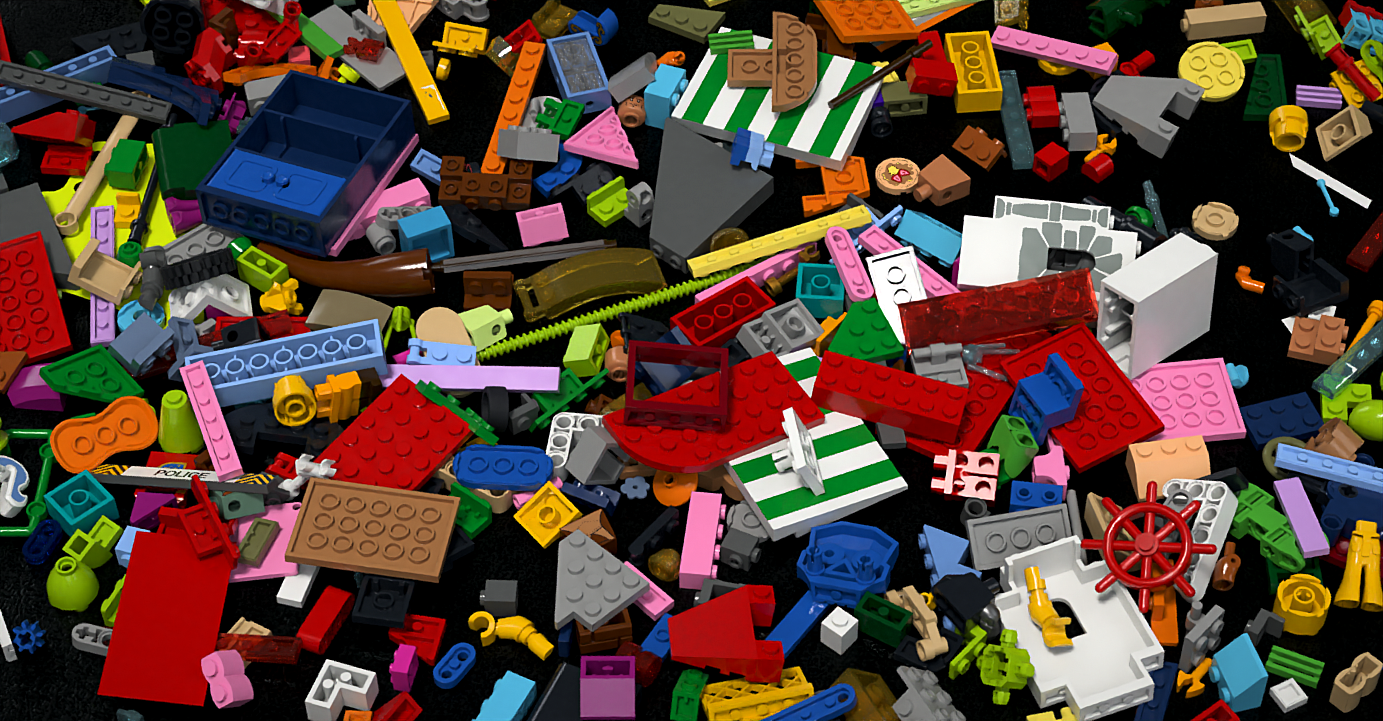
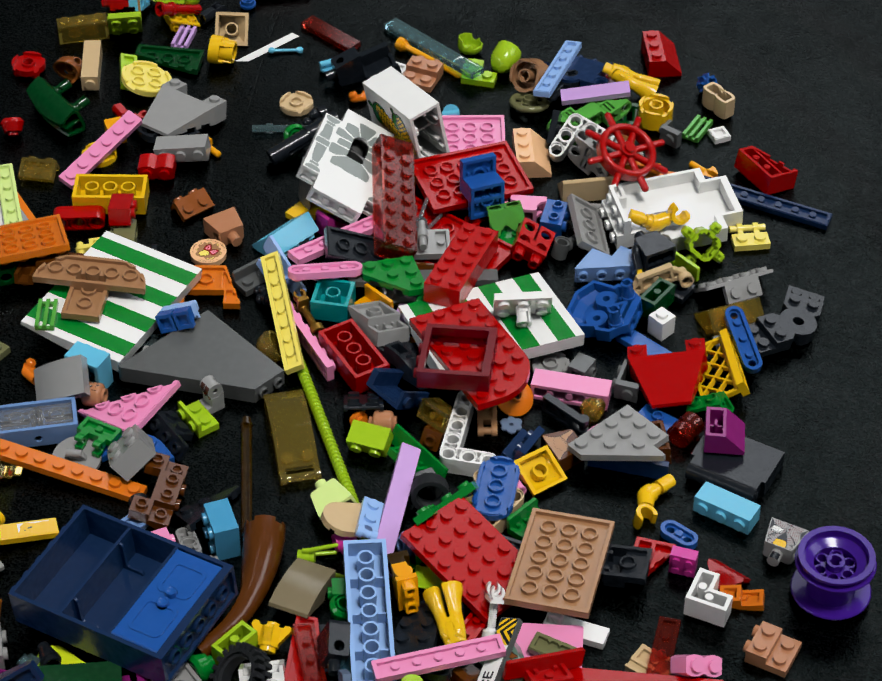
camera: 85 degrees left, 5 degrees down
(293, 401) = (410, 612): yellow piece -> none
(312, 431) = (450, 628): none -> yellow piece
(325, 619) = (630, 612): red beam -> none
(488, 288) = (284, 499): reddish brown bracket -> none
(500, 598) = (617, 504): dark grey brick -> none
(542, 225) = (221, 456): bright pink brick -> none
(592, 461) = (494, 427): light grey piece -> none
(915, 52) = (97, 212): dark brown bar -> none
(1015, 122) = (180, 185): clear light blue tile -> none
(1050, 161) = (219, 169): red brick -> none
(1098, 167) = (228, 149): red brick -> none
(1201, 635) = (681, 154): light grey plate -> none
(1239, 674) = (711, 144): medium azure slope -> none
(1280, 417) = (491, 100): dark blue plate -> none

